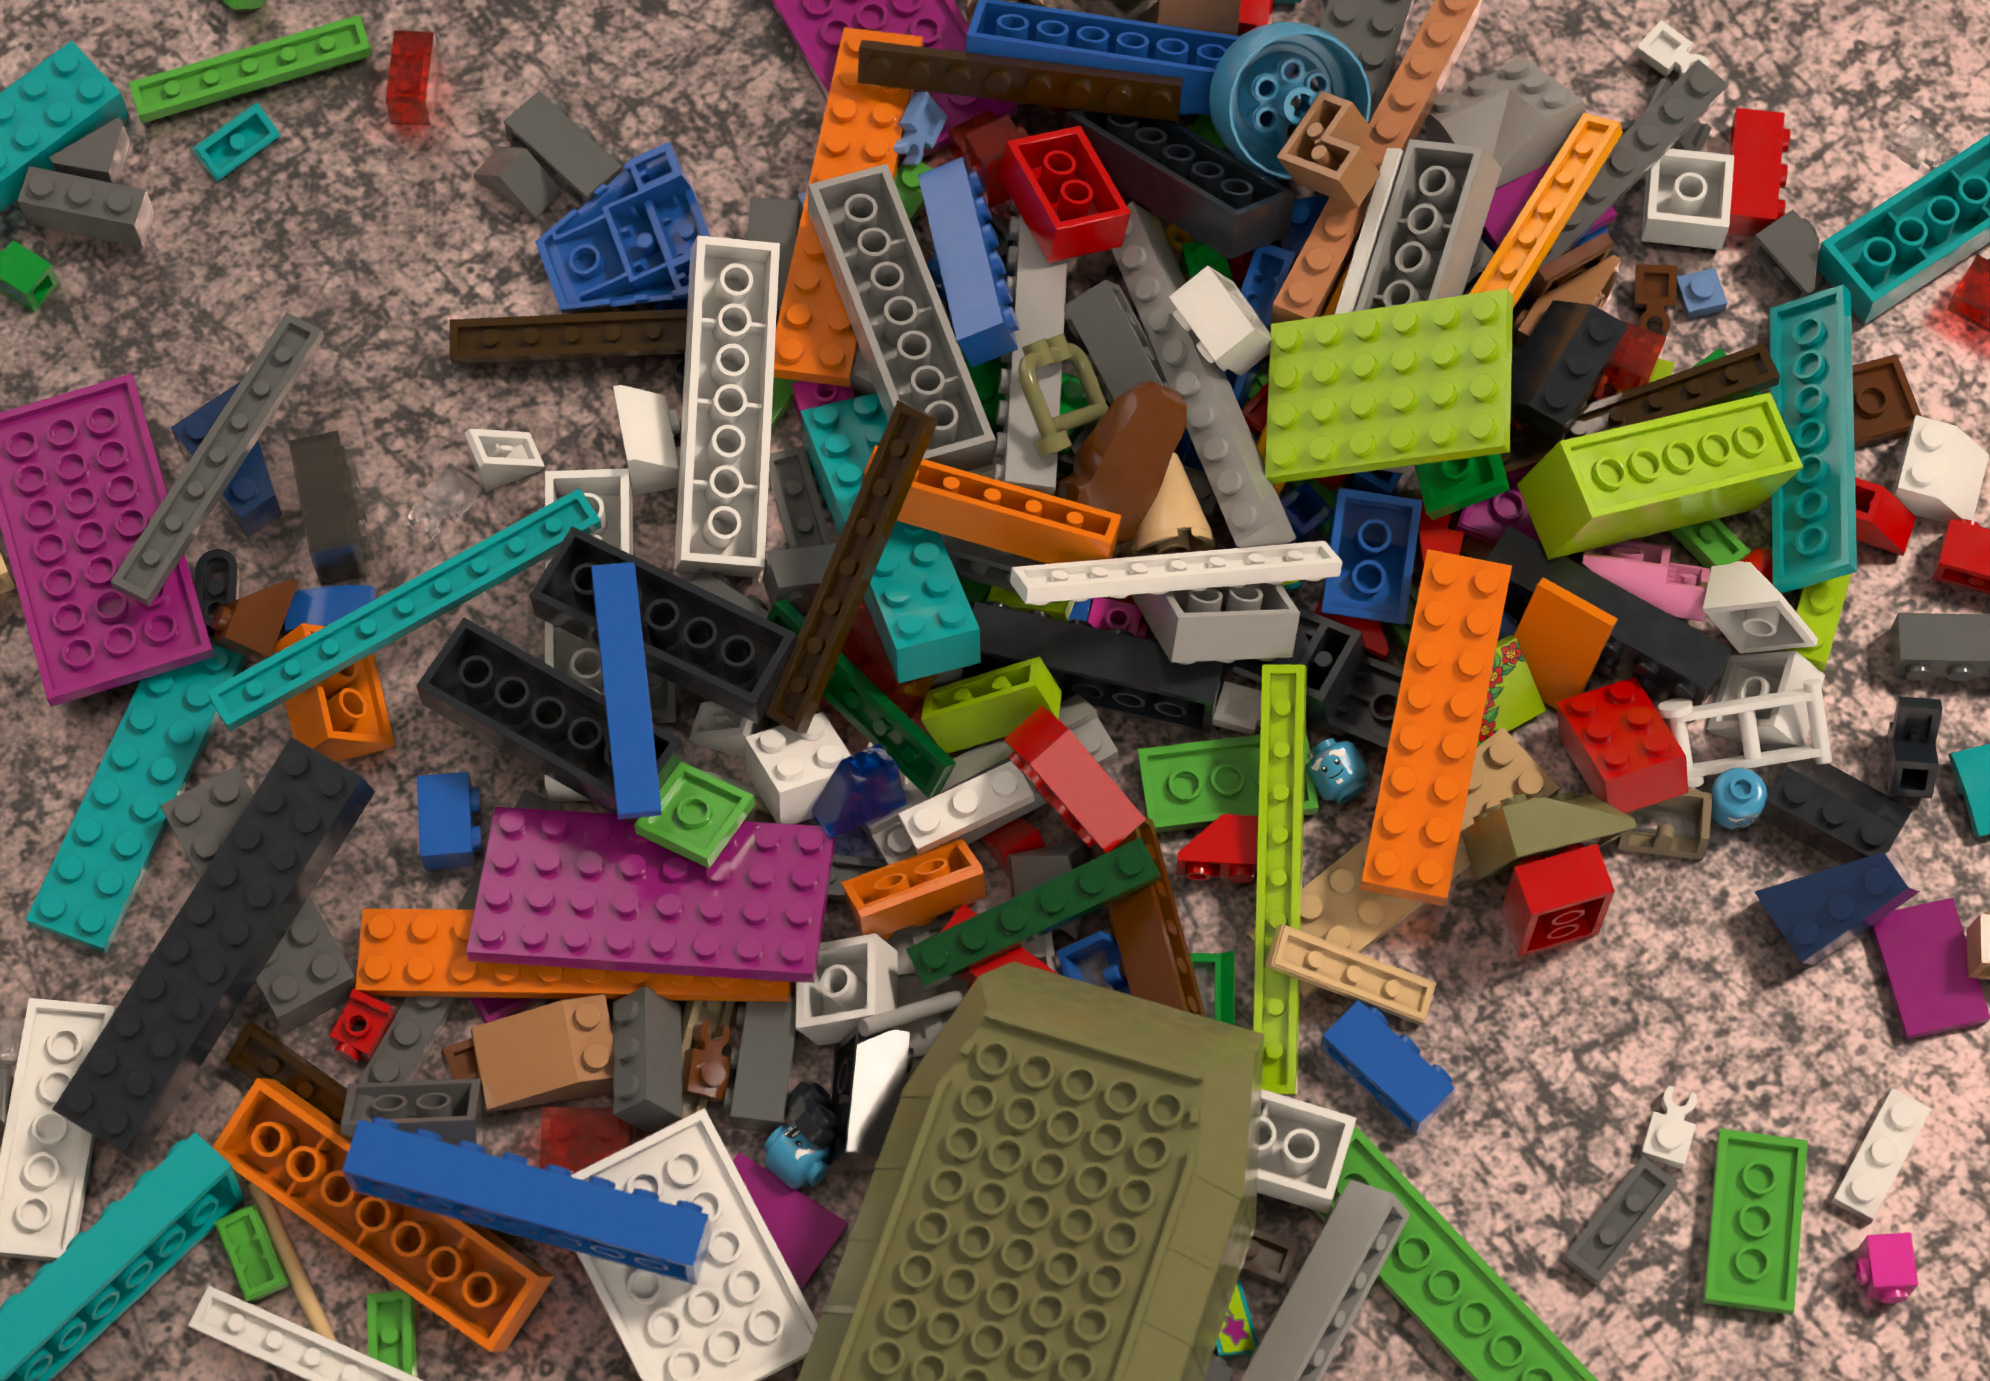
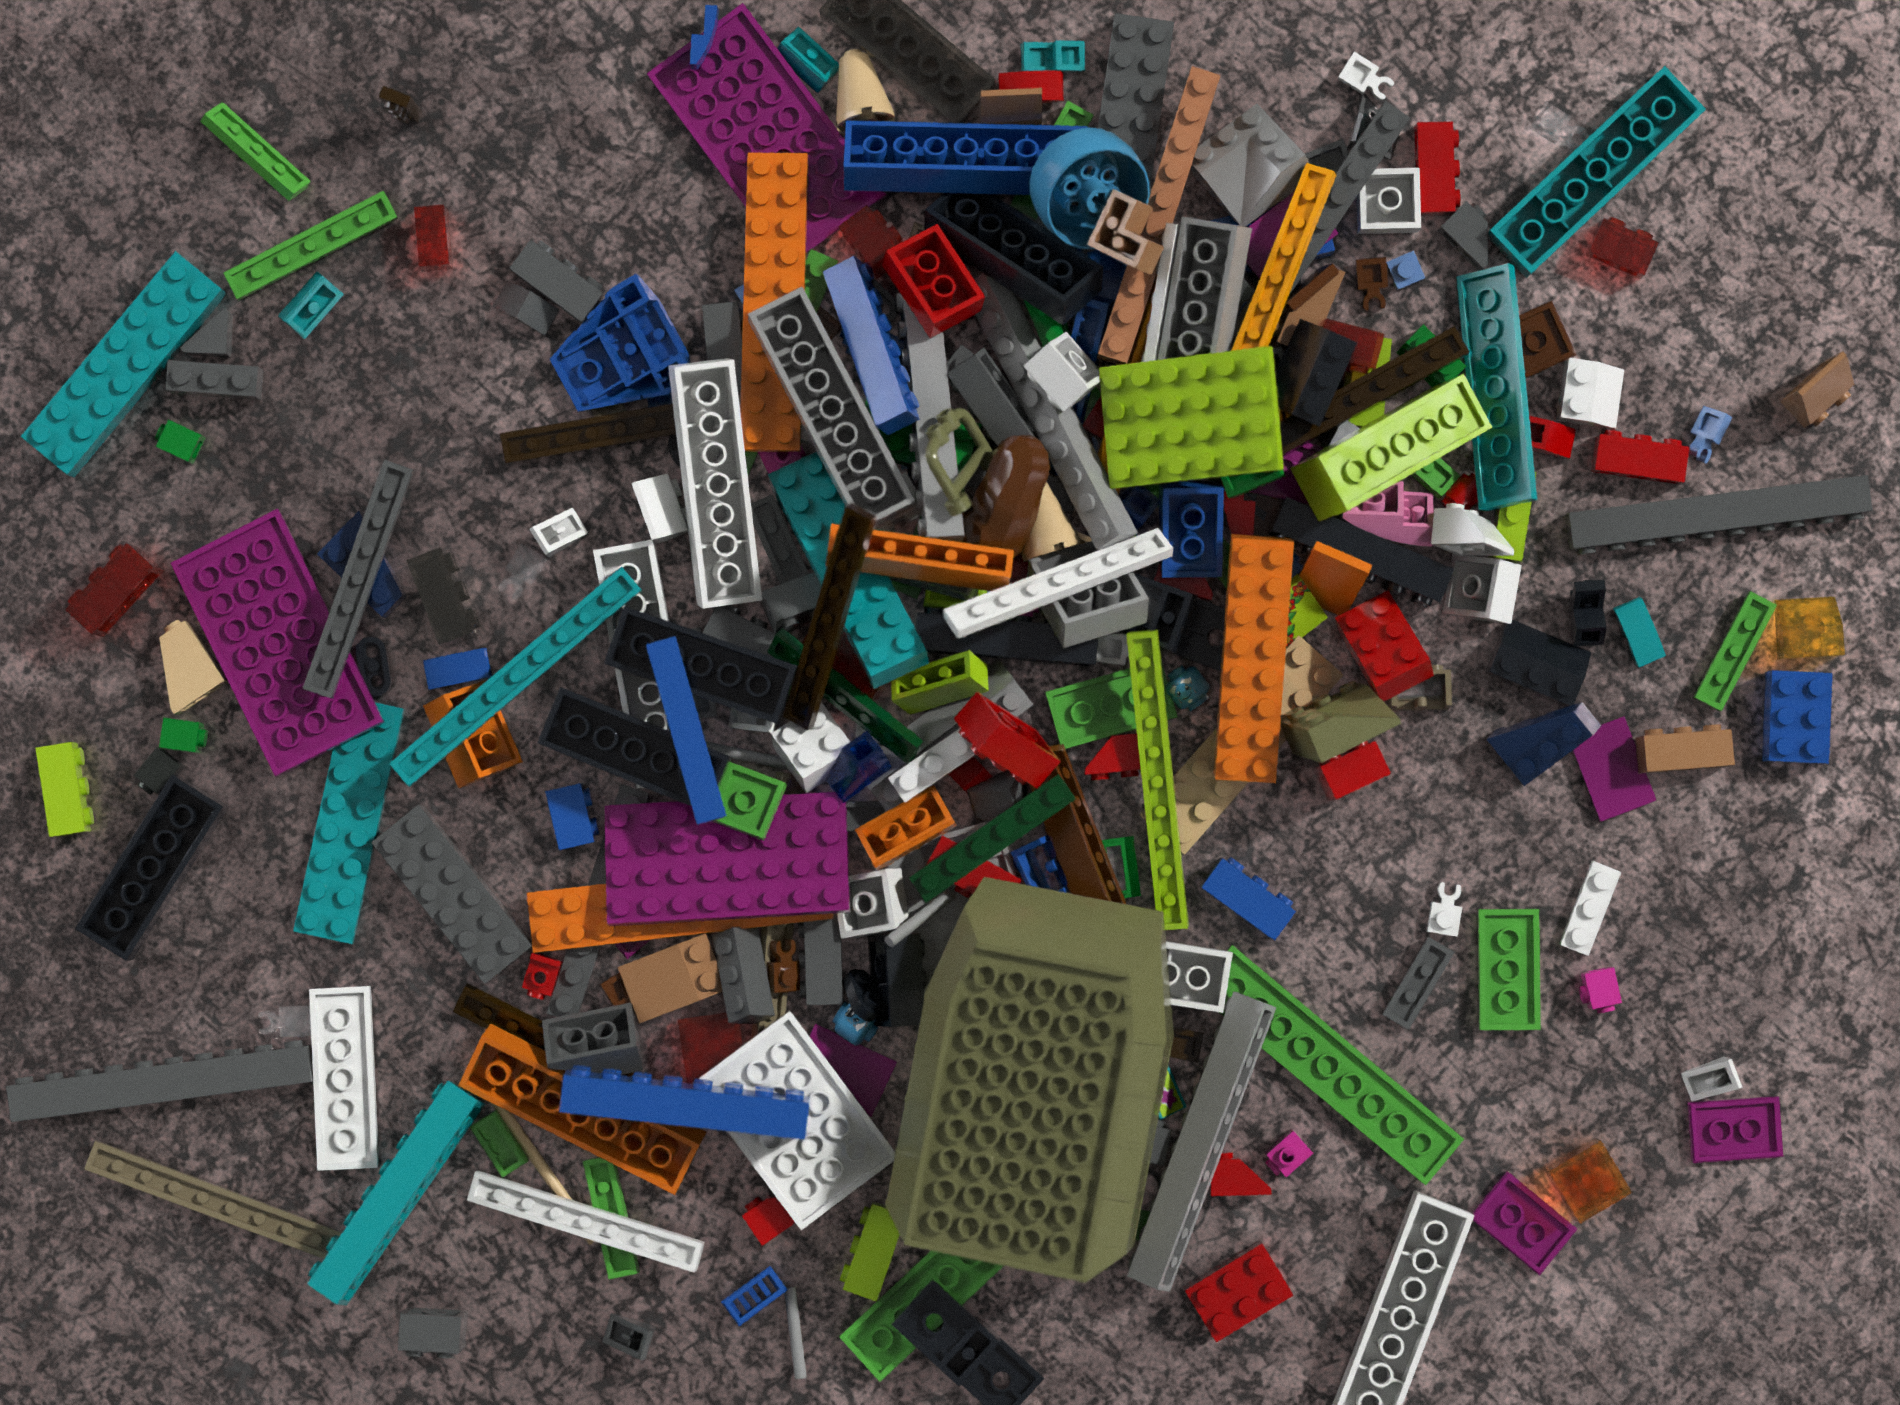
camera: 10 degrees left, 20 degrees up
(214, 950) = (434, 947): black brick -> none
(254, 621) = (407, 687): reddish brown slope -> none
(922, 126) = (818, 230): medium blue plate -> none
(1020, 80) = (886, 190): dark brown plate -> none
(1350, 974) = (1215, 840): tan tile -> none
(1681, 710) = (1422, 615): white piece -> none
(1738, 798) = (1468, 667): dark azure head -> none

